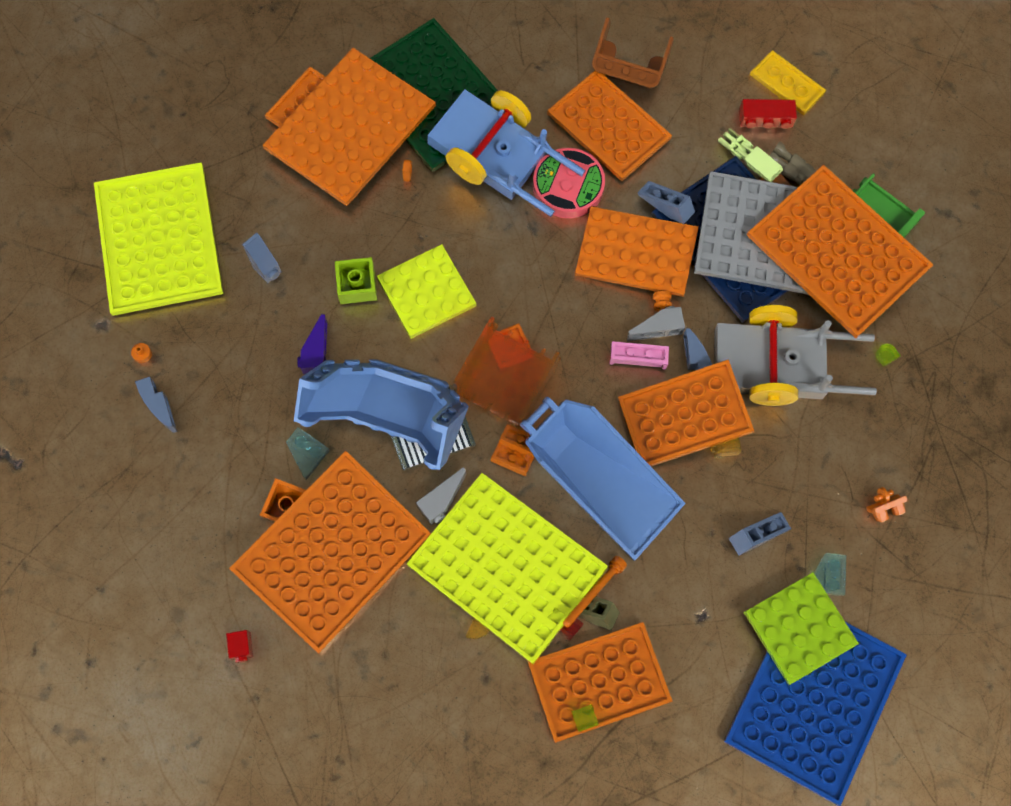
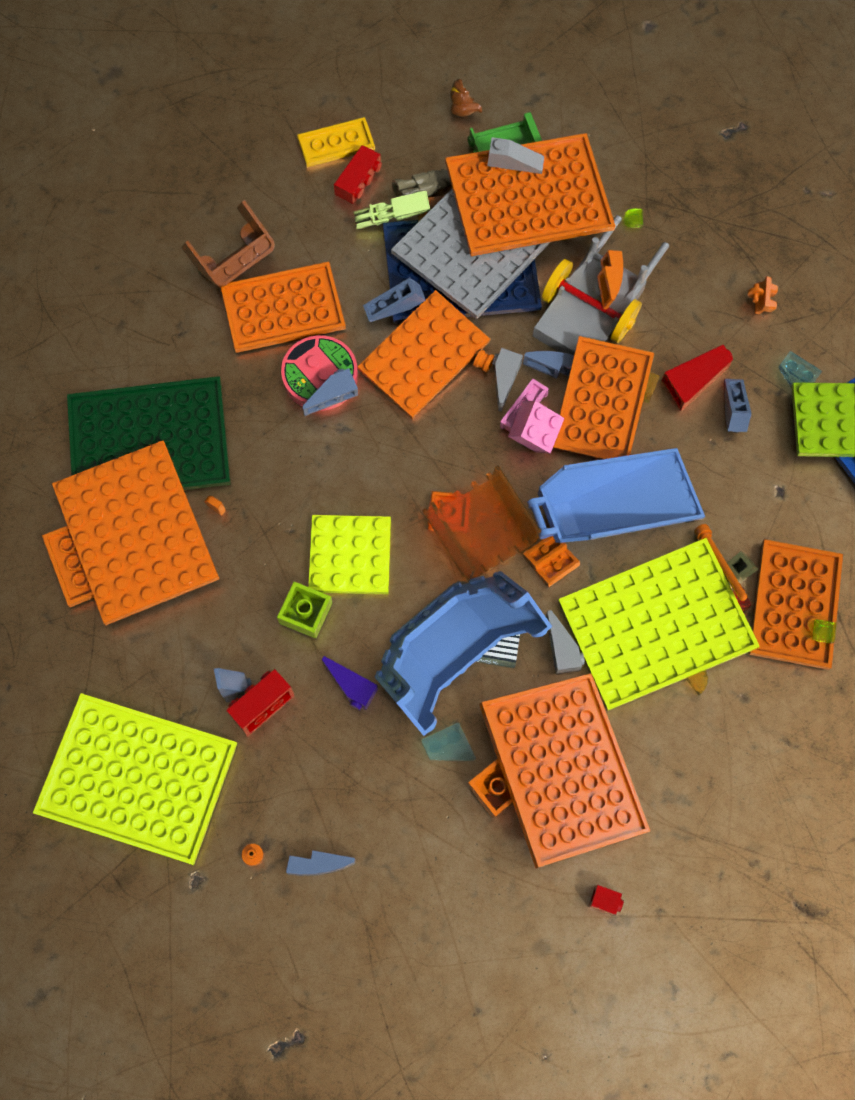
camera: 60 degrees left, 0 degrees up
(260, 288) = (260, 701): none -> red brick
(473, 142) = (229, 426): medium blue piece -> none
(556, 197) = (333, 391): none -> sand blue slope
(623, 371) = (536, 427): none -> bright pink brick
(764, 483) = (696, 375): none -> red slope
(805, 356) = (610, 276): none -> orange slope
(862, 216) = (514, 156): none -> light grey slope
(898, 154) = (461, 101): none -> dark orange hair

